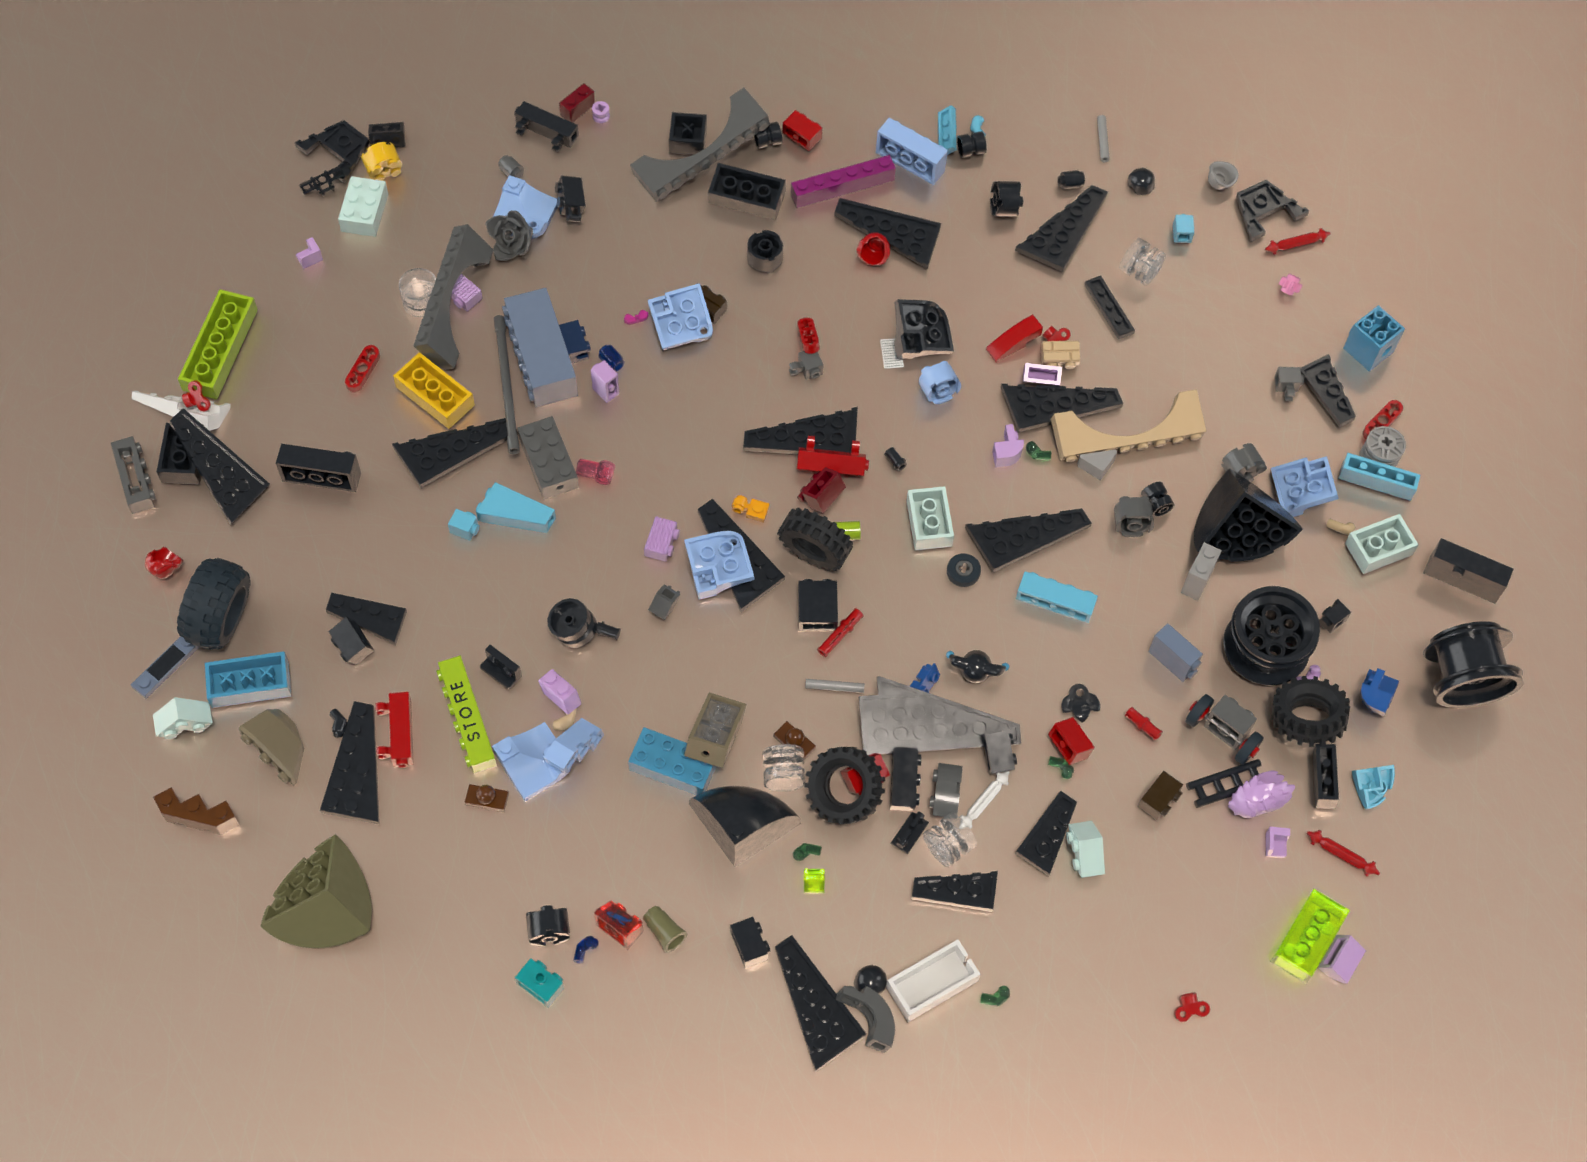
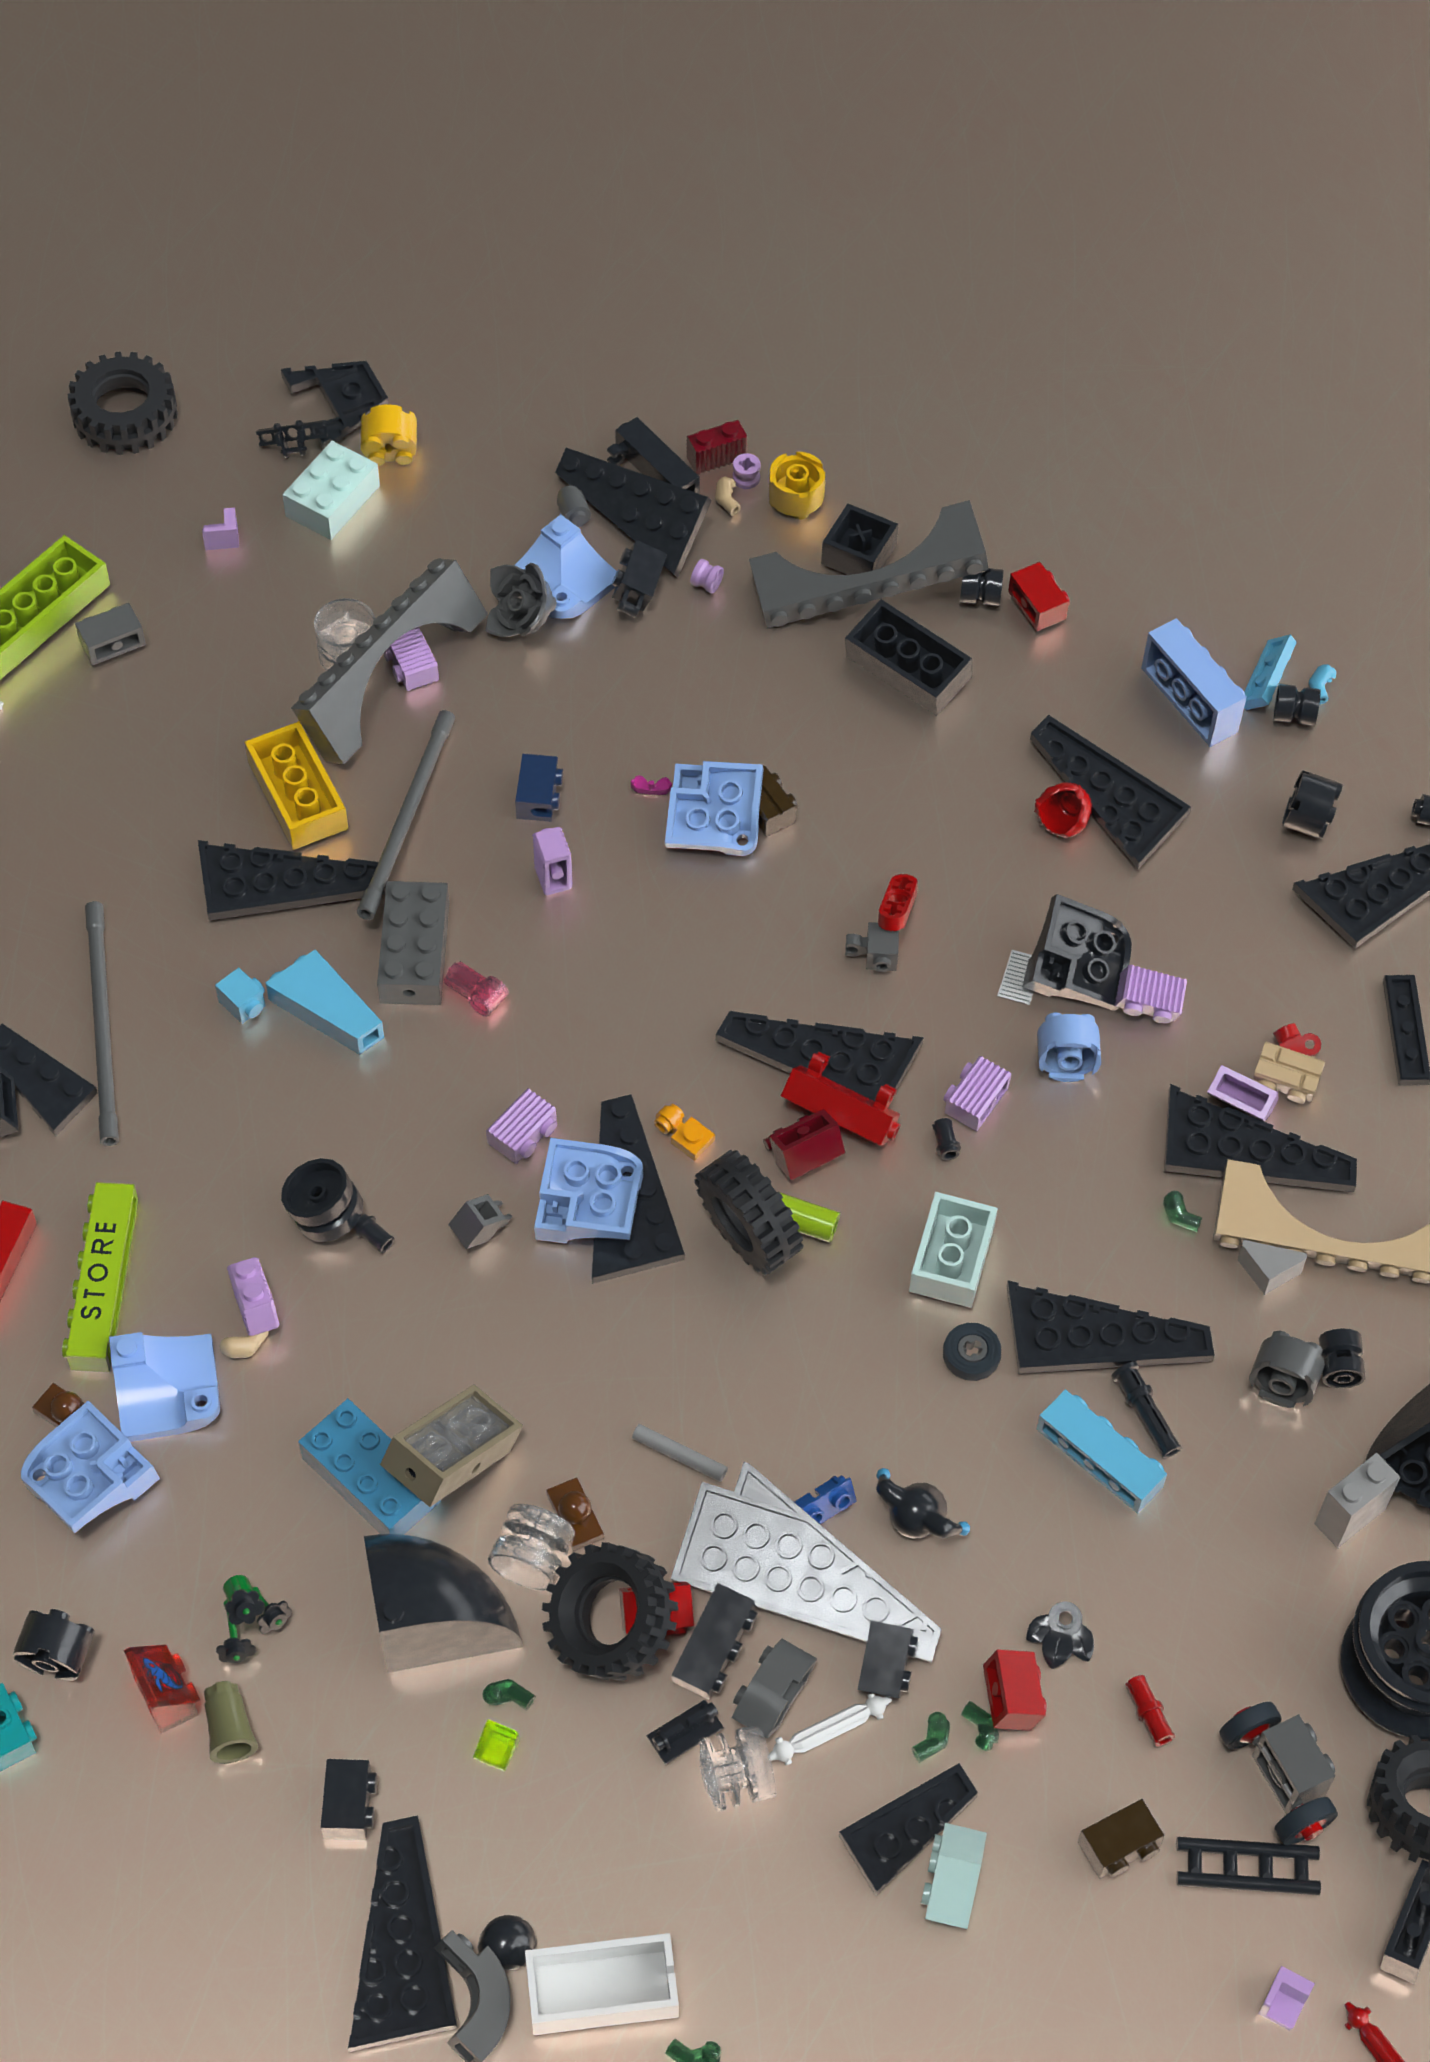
camera: 25 degrees right, 5 degrees down
(214, 213) = (128, 428): none -> black tyre
(275, 339) = (110, 633): none -> dark grey brick
(318, 467) = (73, 836): black brick -> none
(362, 376) = (210, 730): red beam -> none
(387, 133) = (420, 399): black bracket -> none
(422, 624) = (107, 1119): none -> dark grey piece
(500, 668) = (185, 1227): black bracket -> none
(514, 823) = (86, 1468): none -> light blue slope
(540, 347) = (480, 777): sand blue brick -> none
(549, 153) = (639, 504): none -> black wing
(573, 745) = (226, 1381): light blue brick -> none
(583, 946) = (93, 1699): clear blue arm -> none
(594, 130) = (723, 497): none -> tan arm
(608, 183) = (707, 576): none -> lavender wheel
(612, 357) = (582, 831): clear blue brick -> none
(635, 110) = (796, 484): none -> yellow brick
(645, 862) = (244, 1605): none -> black plant
(765, 251) = (892, 754): black brick -> none
(817, 605) = (712, 1317): black brick -> none
(843, 181) = (1066, 692): magenta brick -> none
(854, 617) = (763, 1358): red pin -> none
(901, 426) = (977, 1092): none -> lavender brick
(958, 890) = (726, 1861): black wing -> none
(968, 337) = (1150, 994): none -> lavender brick
(1008, 451) = (1133, 1194): lavender brick -> none
(1015, 338) = (1226, 1022): red slope -> none
(1041, 783) = (936, 1738): none -> clear green arm
(1062, 560) = (1140, 1396): none -> black pin
(1176, 653) = (1254, 1616): sand blue brick -> none
(1261, 795) = (1290, 1907): lavender head -> none

